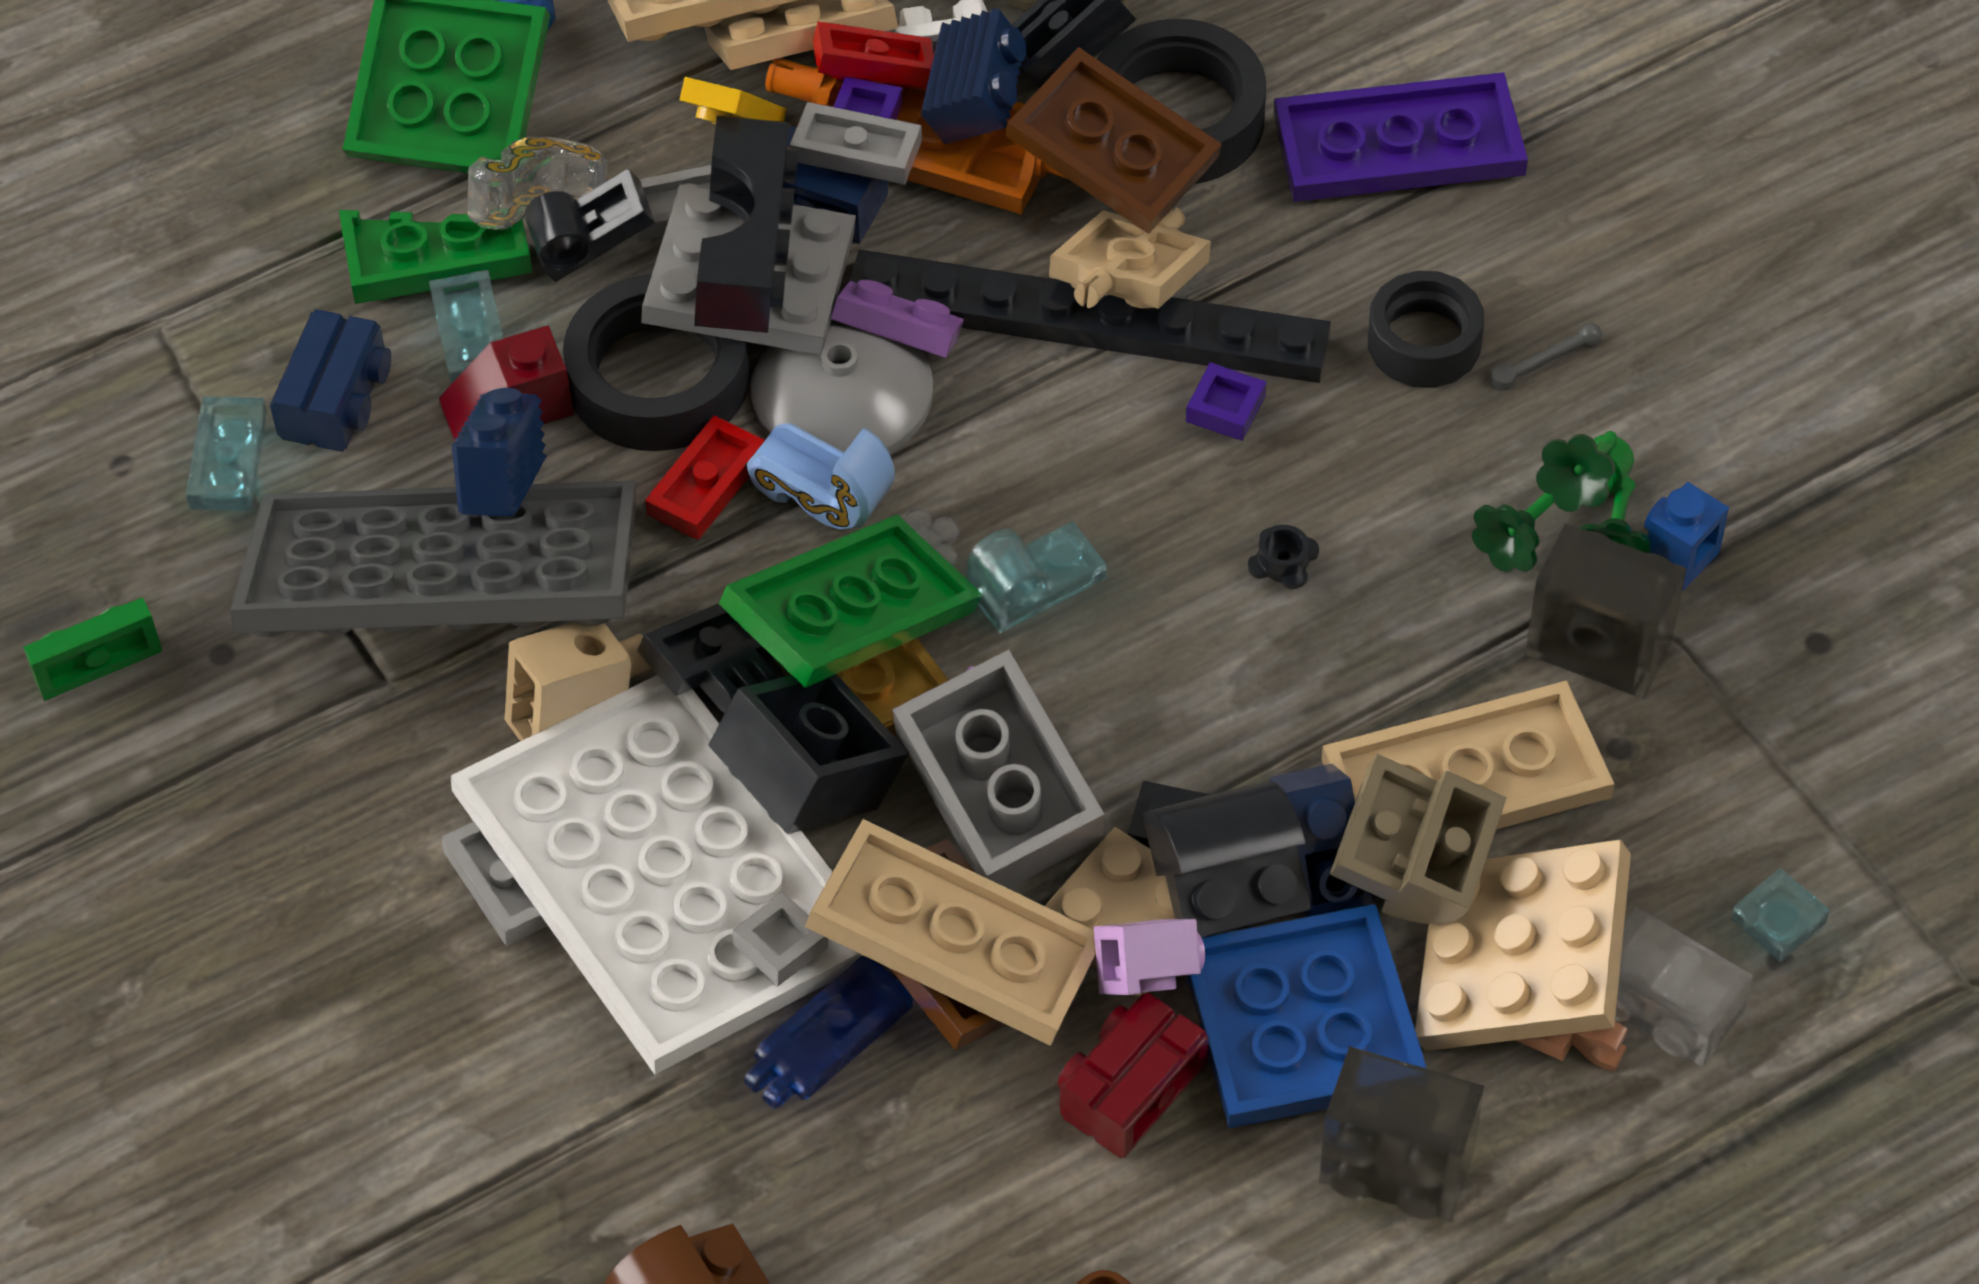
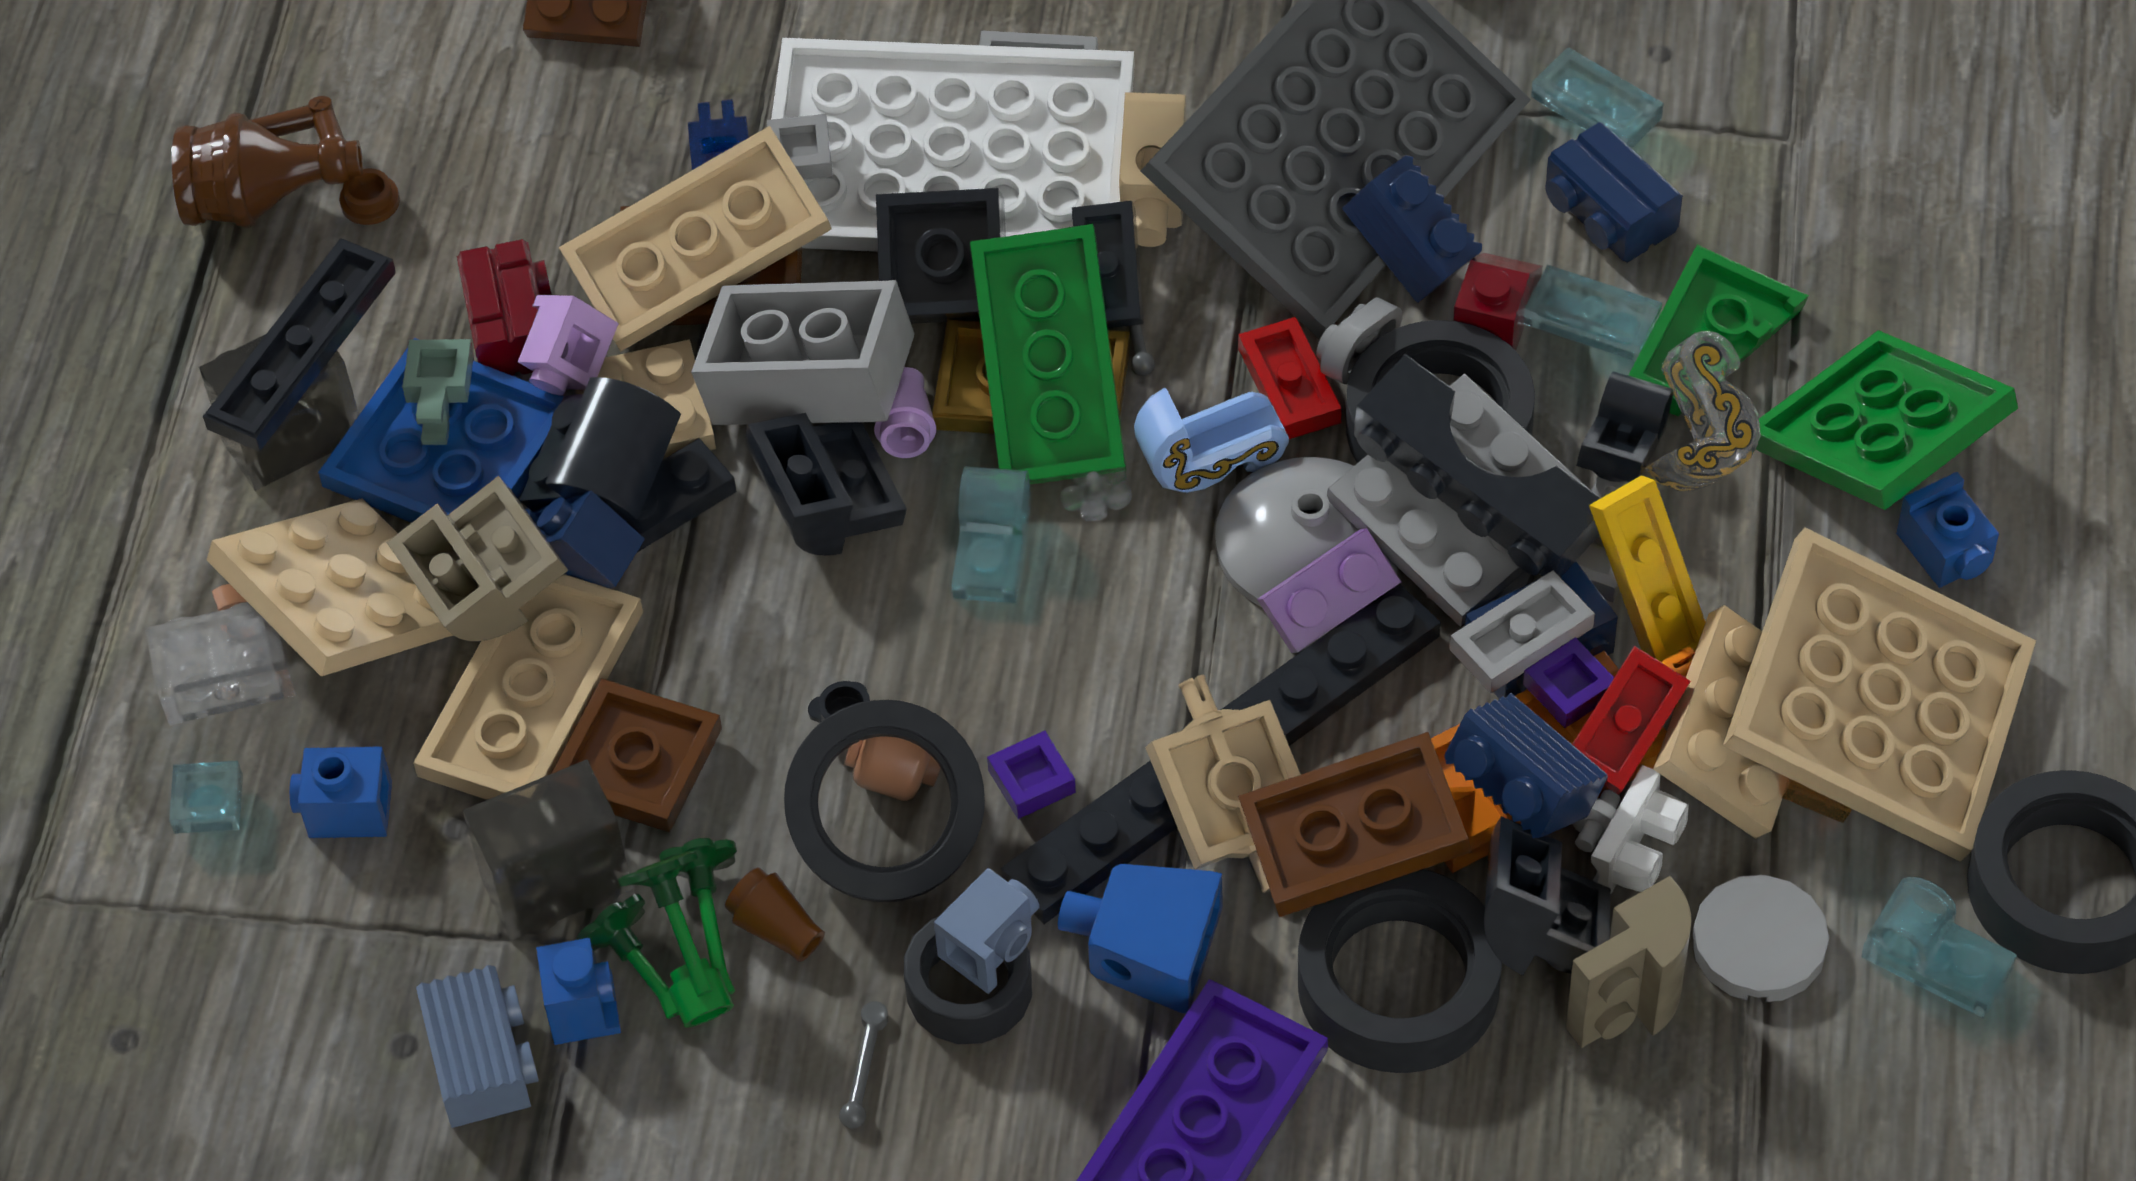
camera: 130 degrees right, 0 degrees up
(637, 436) = (1344, 343): none -> light grey plate
(1104, 695) = (824, 480): none -> black brick
(1270, 1033) = (434, 377): none -> sand green plate
(1284, 246) = (1149, 930): none -> blue torso
(1295, 486) = (891, 766): none -> nougat head
(1346, 463) = (873, 720): none -> black tyre
(1369, 1082) = (299, 344): none -> black tile
(1402, 290) = (985, 927): none -> sand blue brick
(1453, 652) = (642, 751): none -> reddish brown plate
(1495, 471) = (773, 914): none -> reddish brown cone
(1683, 816) = (343, 792): none -> blue brick
(1784, 567) = (475, 1046): none -> sand blue brick

